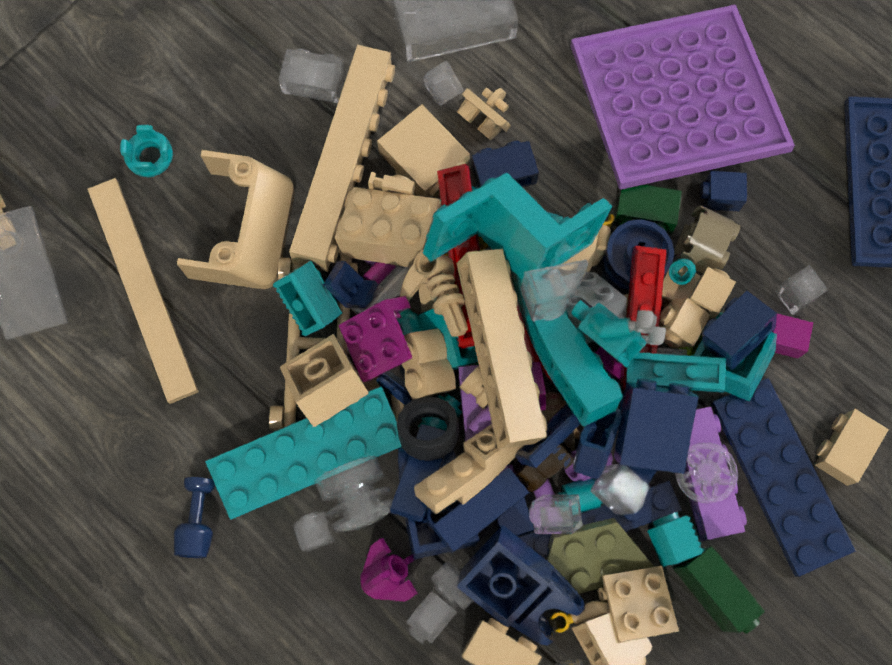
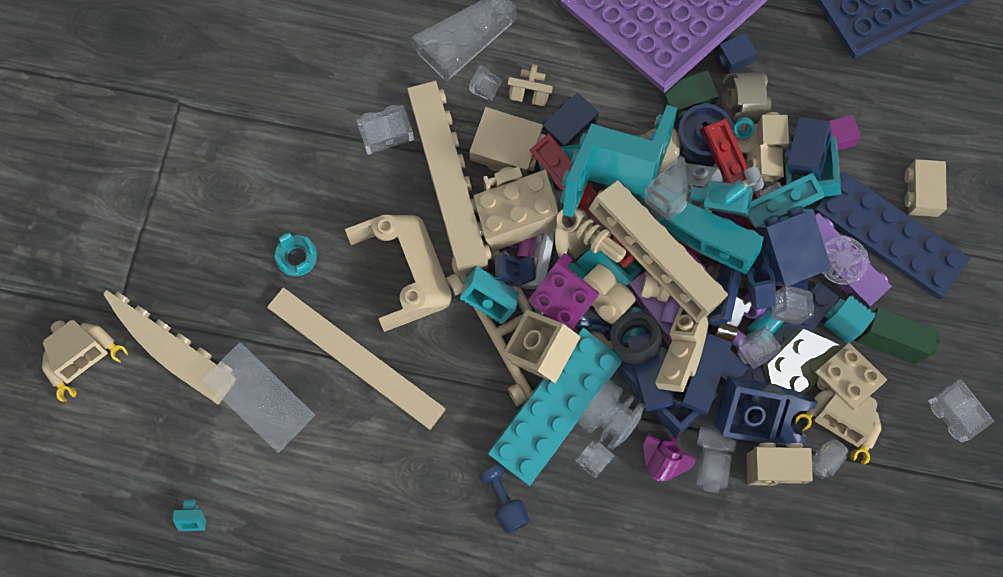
camera: 30 degrees left, 0 degrees up
(801, 290) = (830, 96): clear brick -> none

